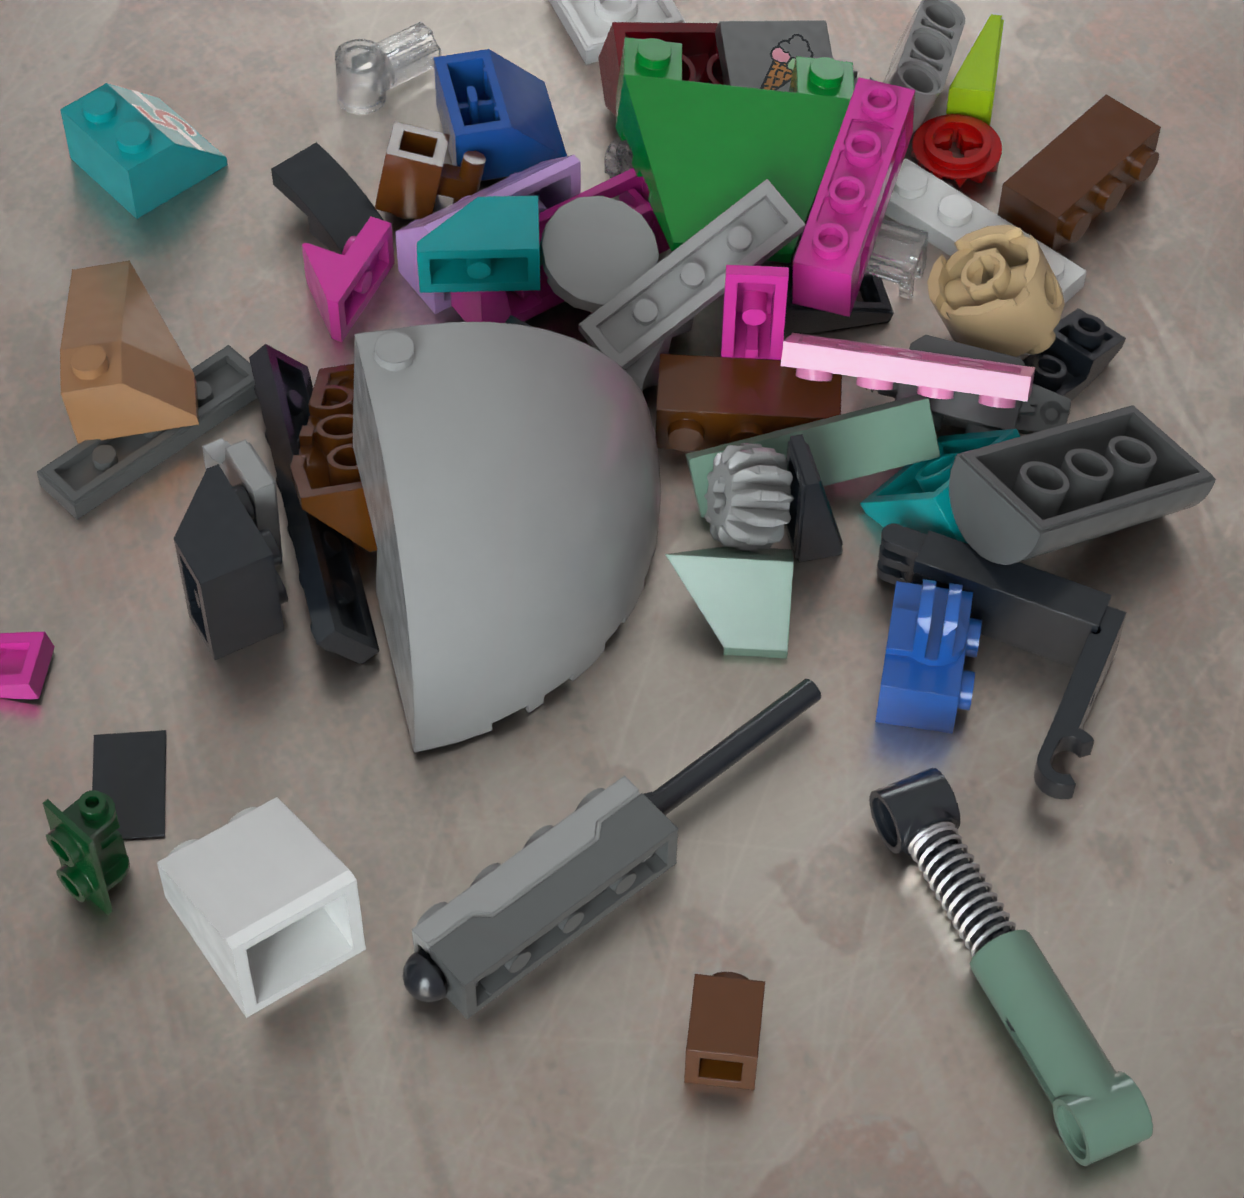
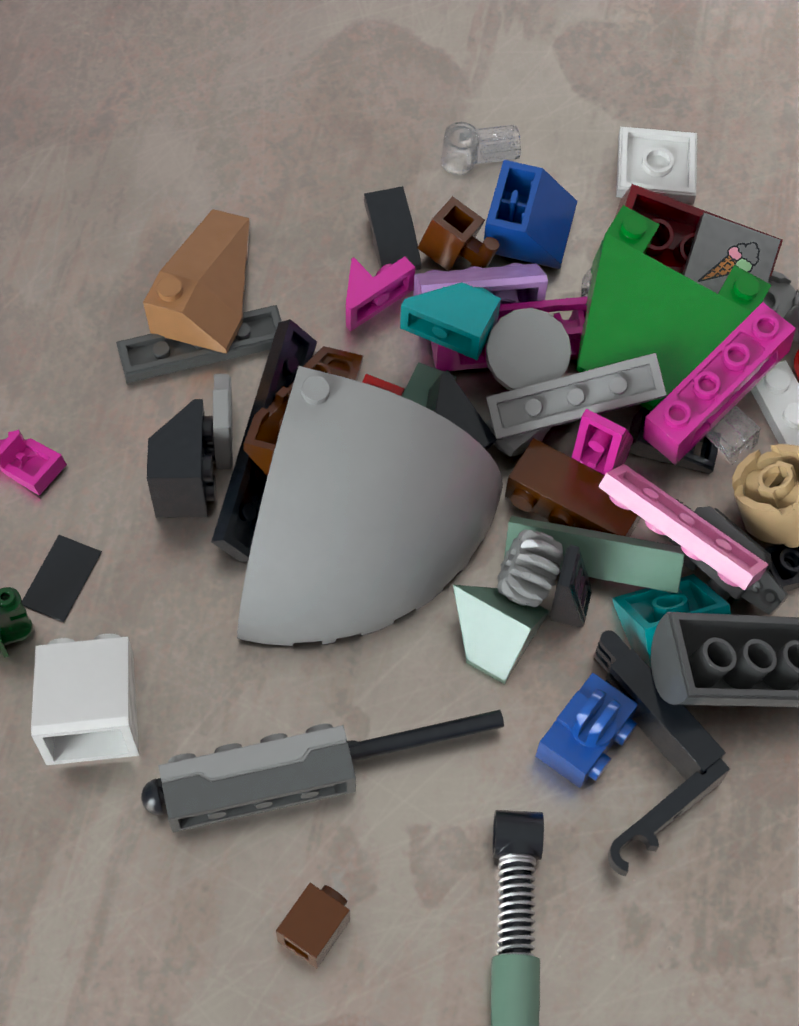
camera: 25 degrees right, 10 degrees up
(137, 147) = (297, 139): teal slope -> none

